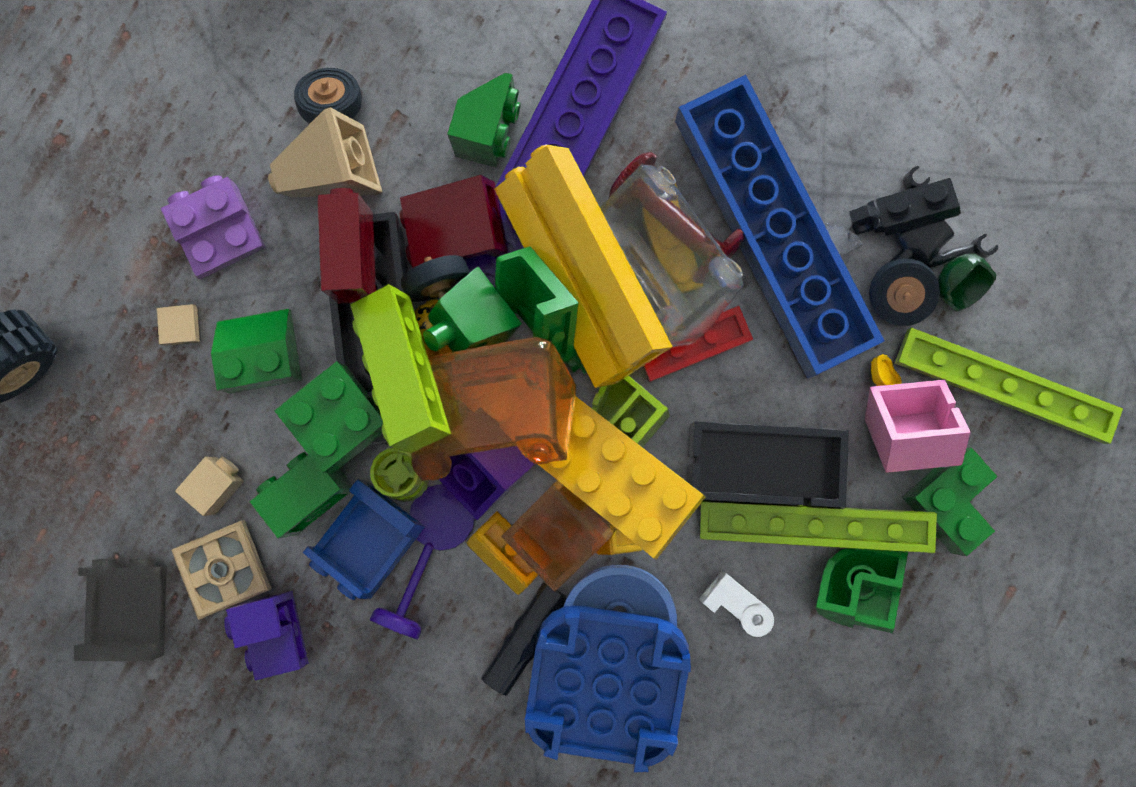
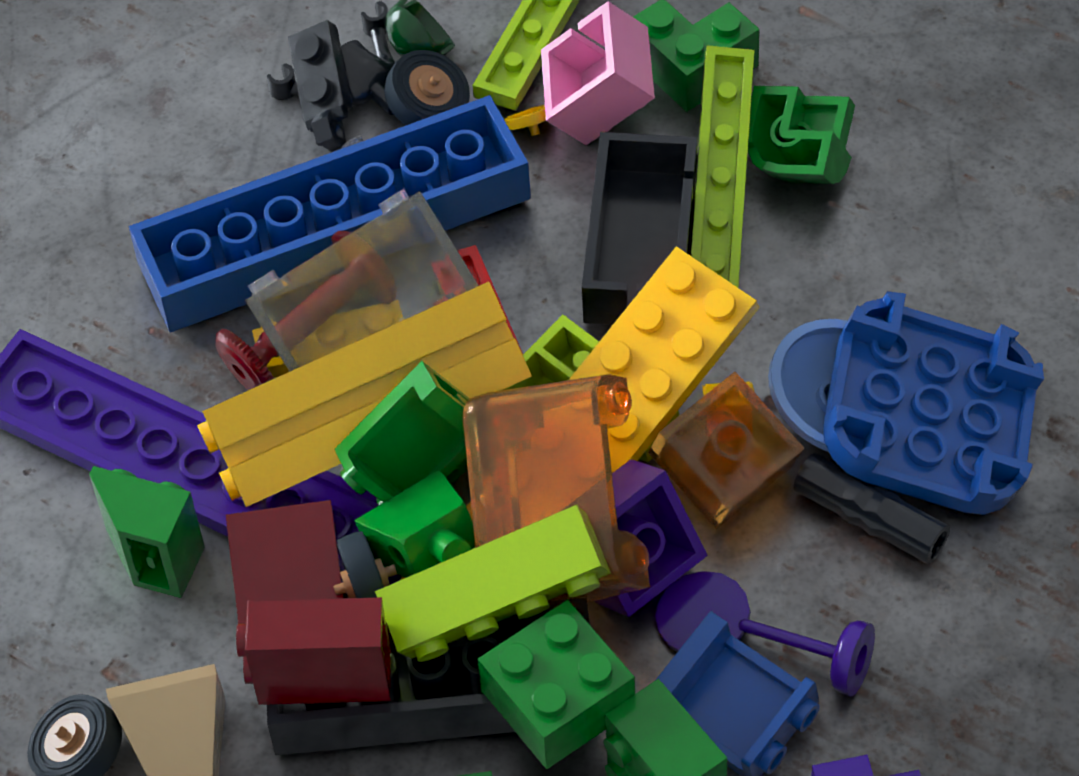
camera: 90 degrees left, 30 degrees down
(395, 477) = (640, 638): lime wheel -> none
(500, 555) = (757, 536): yellow slope -> none
(749, 611) = (820, 270): white leg -> none

